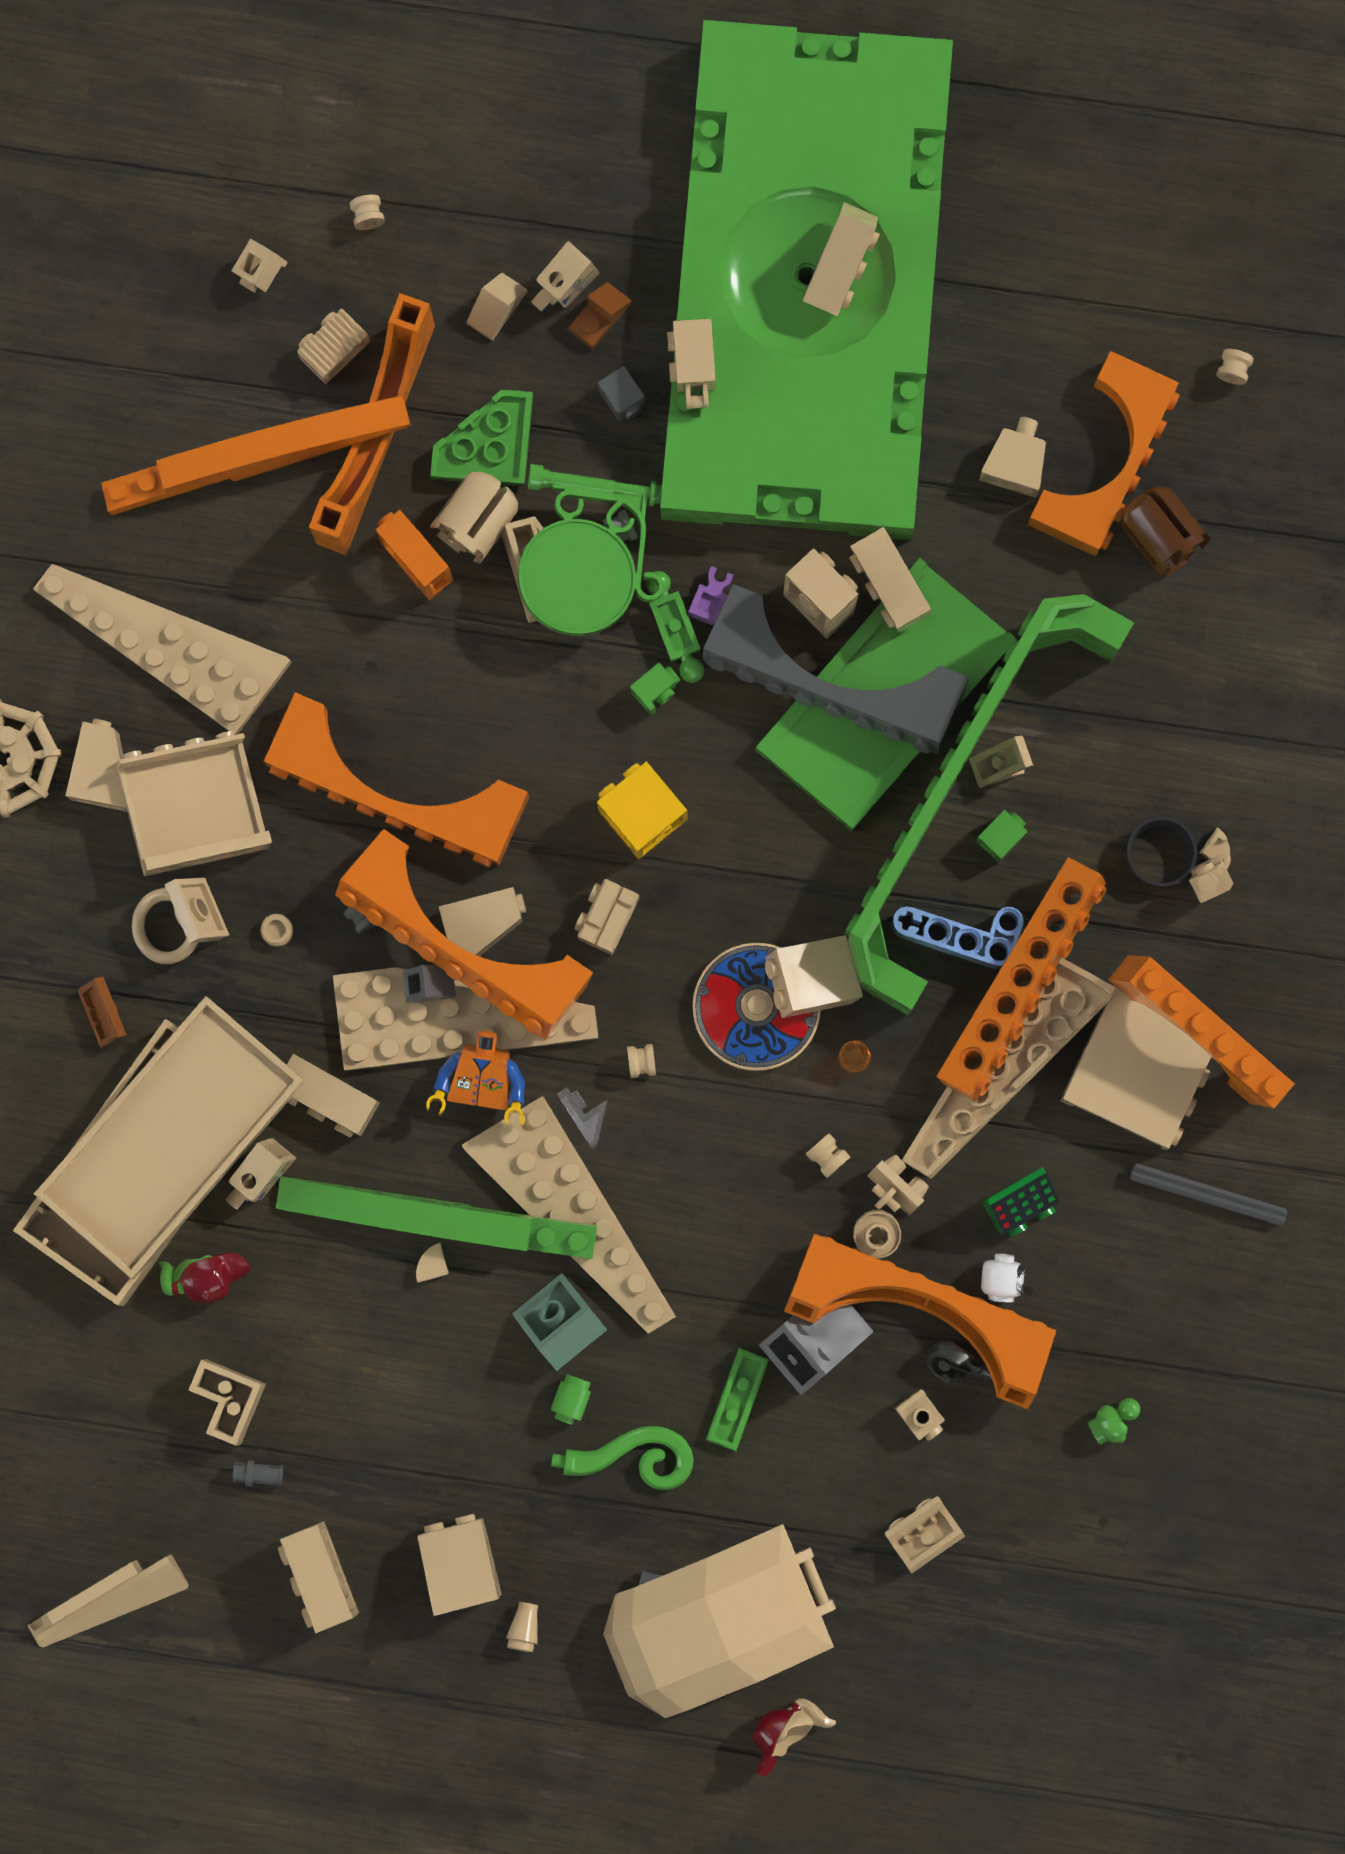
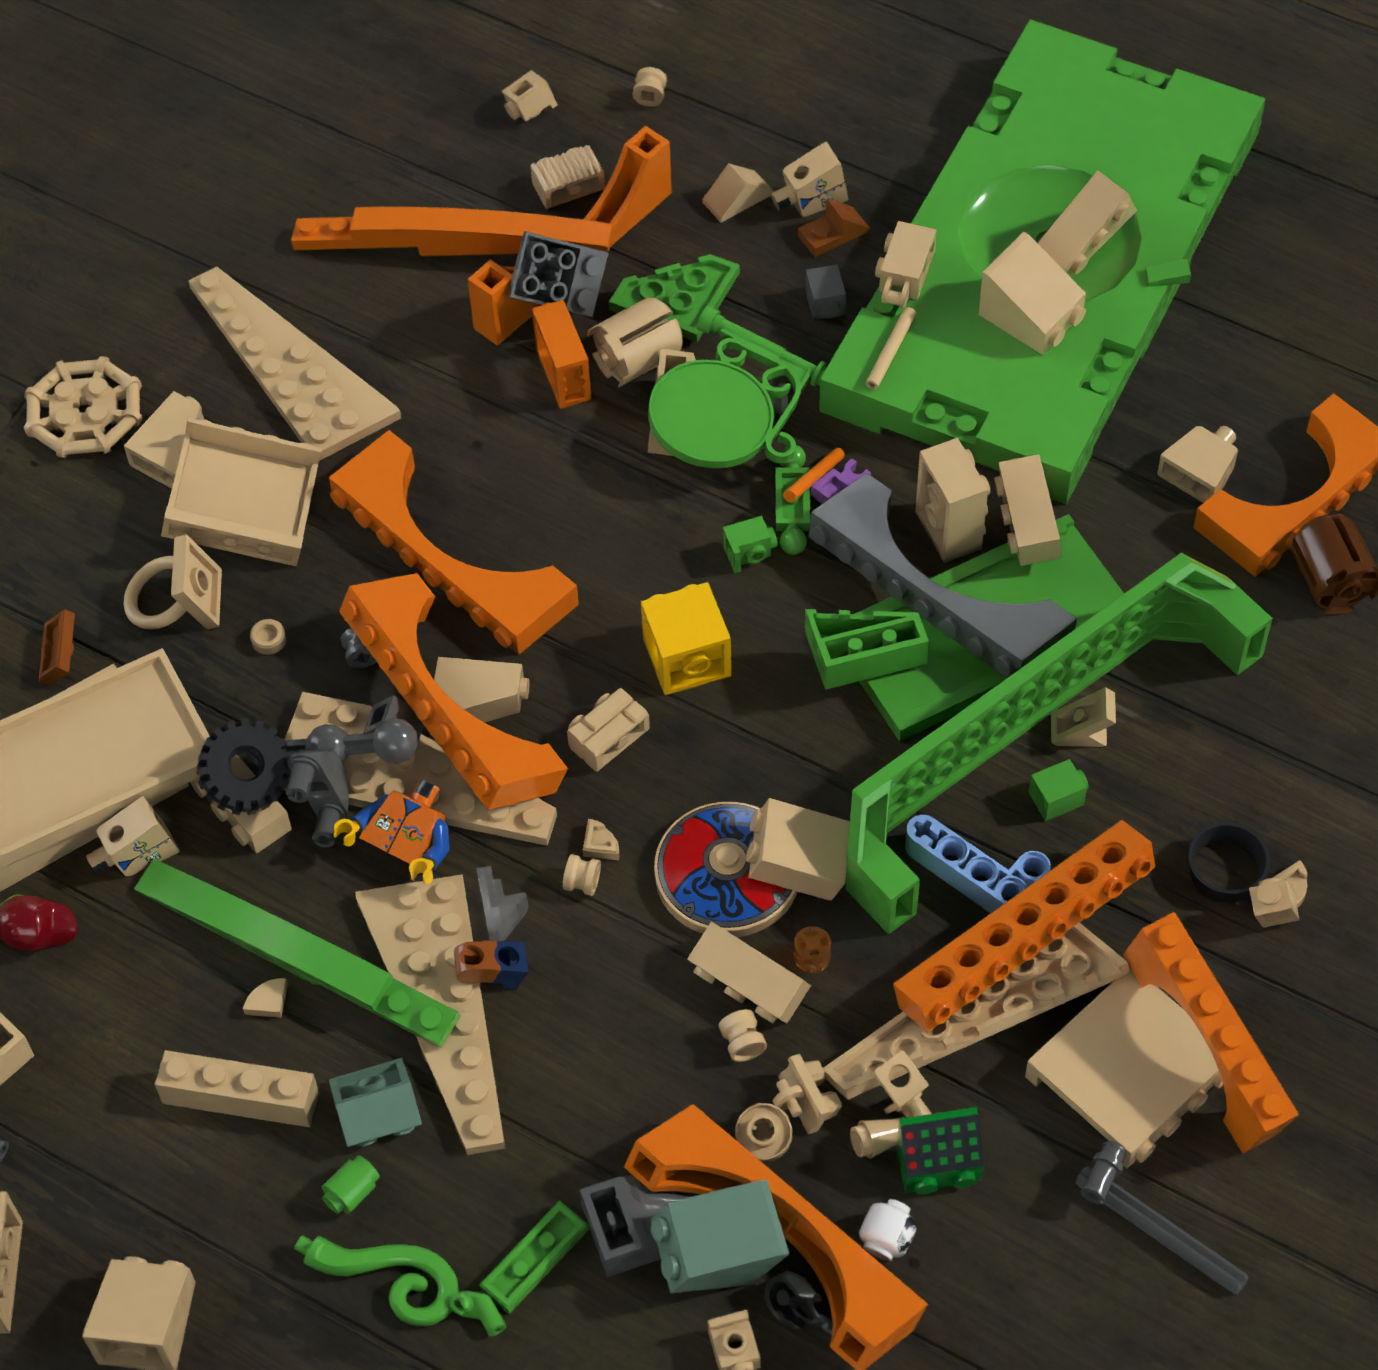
camera: 20 degrees right, 25 degrees down
(307, 1079) = (234, 792): none -> black tyre
(383, 478) = (556, 271): none -> dark grey slope
(390, 1057) = (320, 772): none -> dark grey connector
(446, 1354) = (237, 1088): none -> tan brick
(604, 1172) = (491, 963): none -> leg
(642, 1020) = (600, 842): none -> tan tile
(686, 599) = (813, 475): none -> orange bar
(711, 458) = (890, 348): none -> tan piece
(713, 1456) = (479, 1307): none -> bright green arm
(796, 767) = (864, 646): none -> bright green wedge
(813, 1101) = (748, 974): none -> tan brick
(822, 361) = (1030, 295): none -> tan slope
(881, 1343) = (719, 1238): none -> sand green slope
(929, 280) = (1168, 273): none -> bright green piece
(964, 1202) = (874, 1136): none -> tan cone
(979, 1163) = (904, 1098): none -> tan bracket
(1152, 1170) = (1106, 1167): none -> dark grey pin

